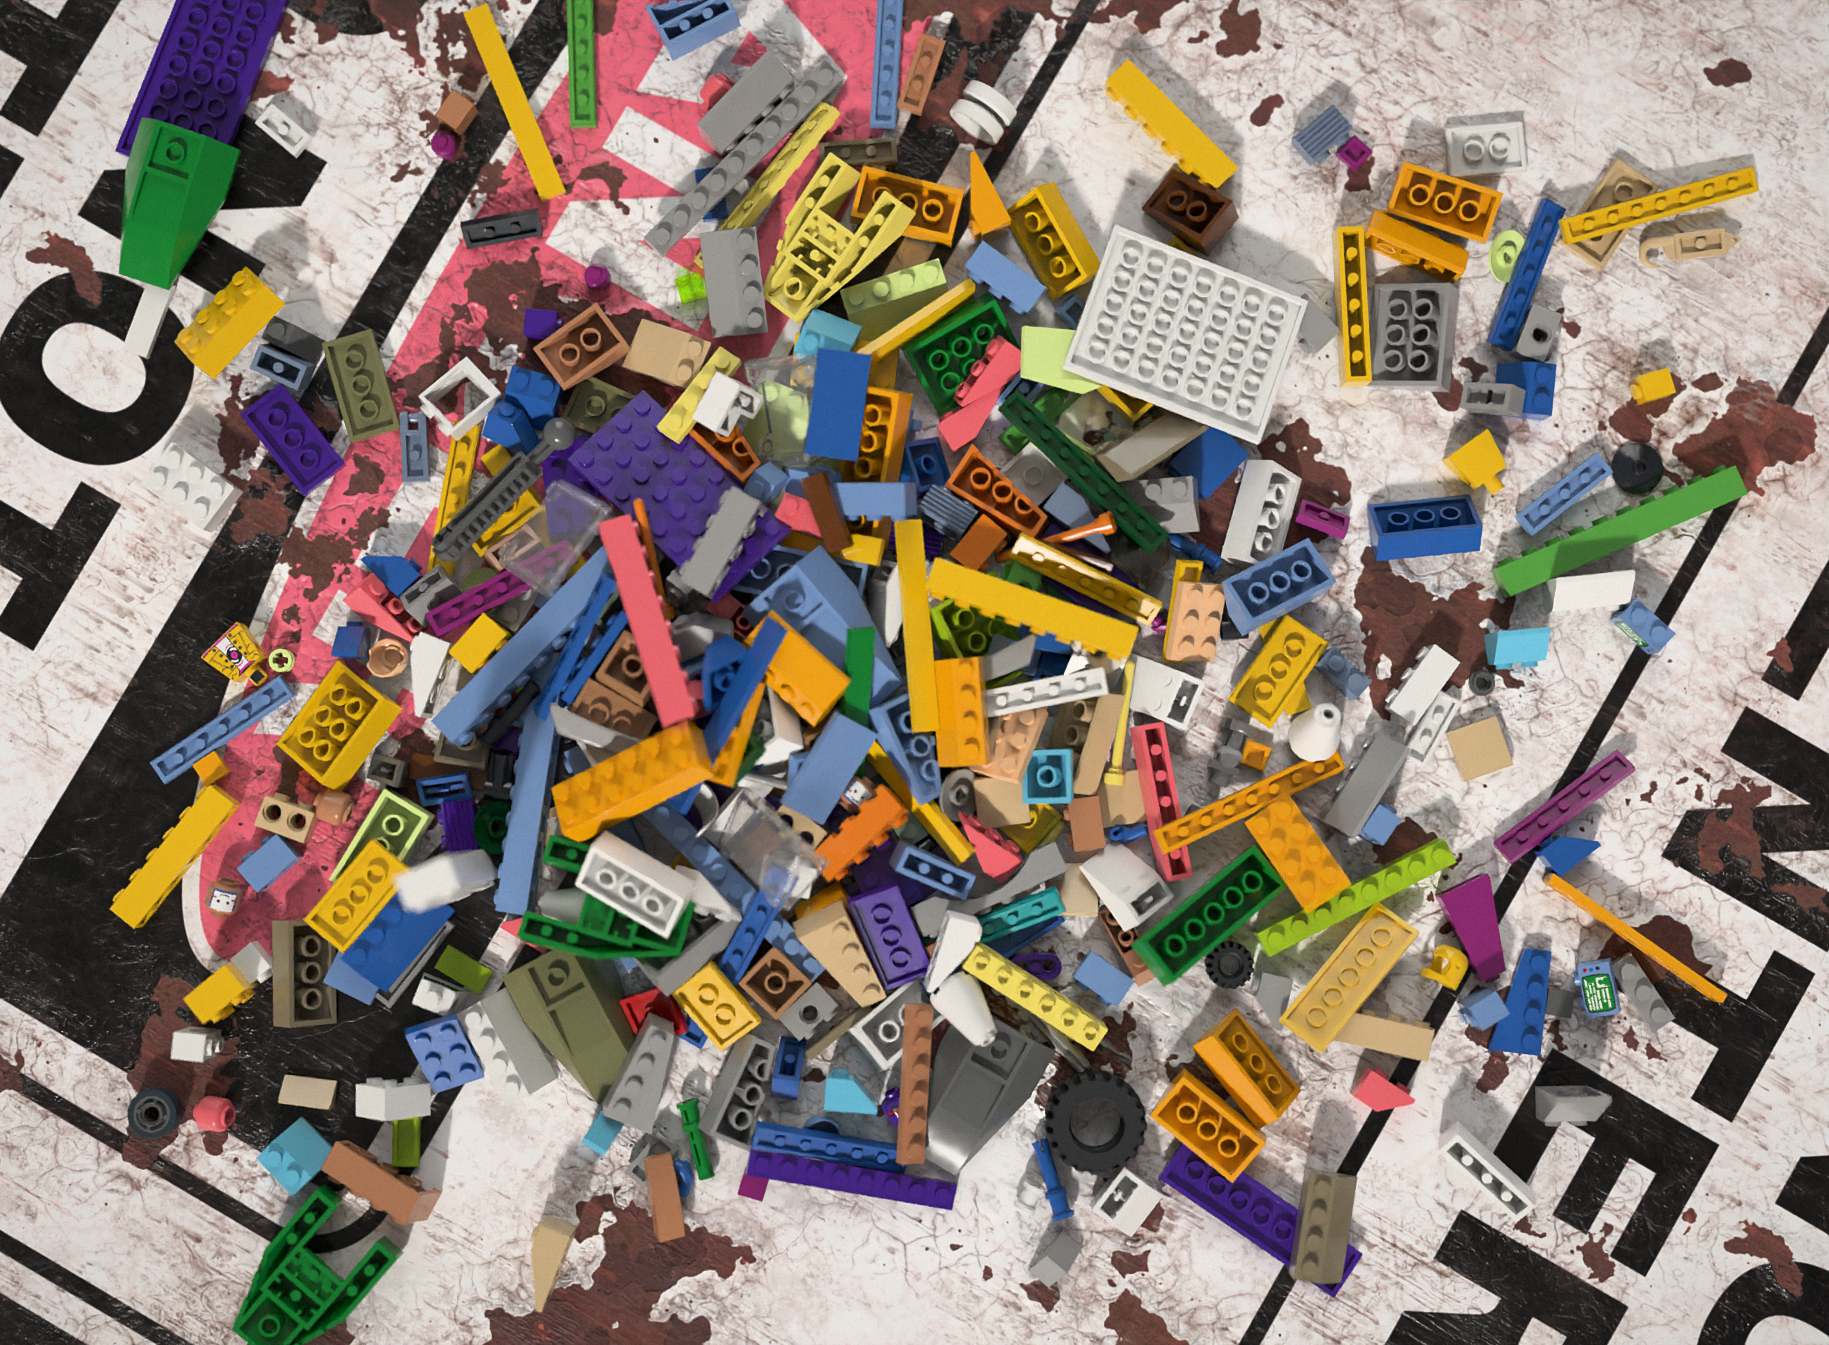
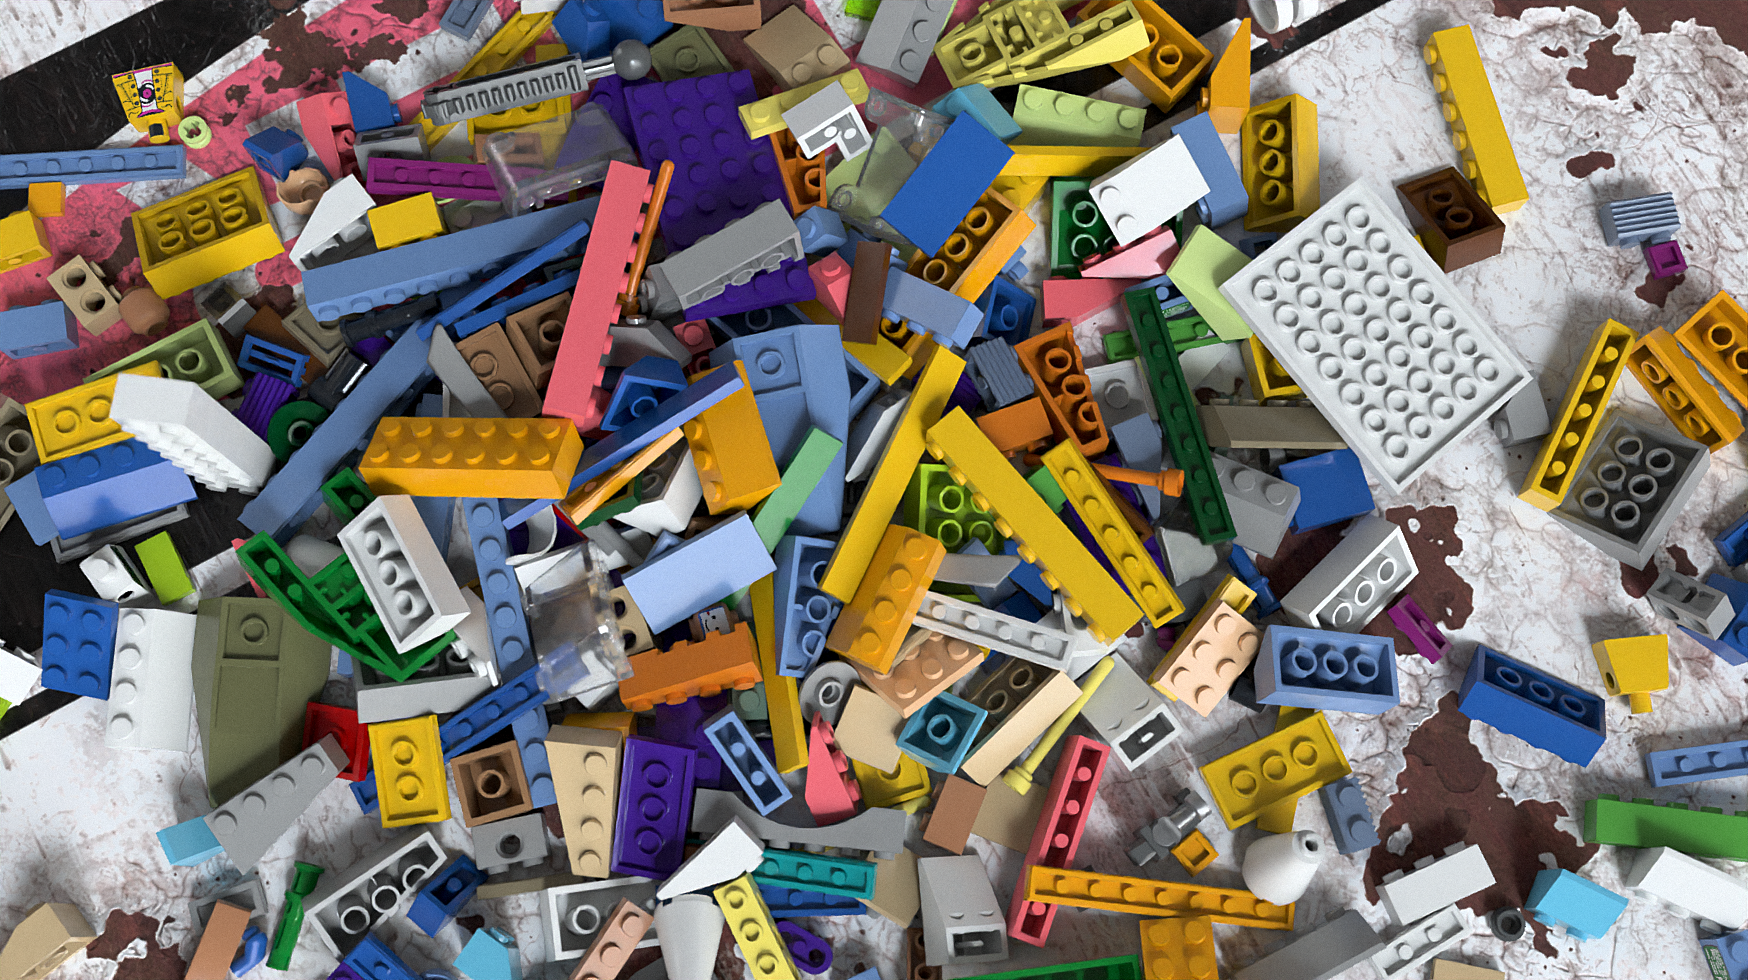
camera: 30 degrees right, 10 degrees down
(974, 323) = (1148, 189): none -> white slope
(1126, 834) = (995, 857): blue arm -> none

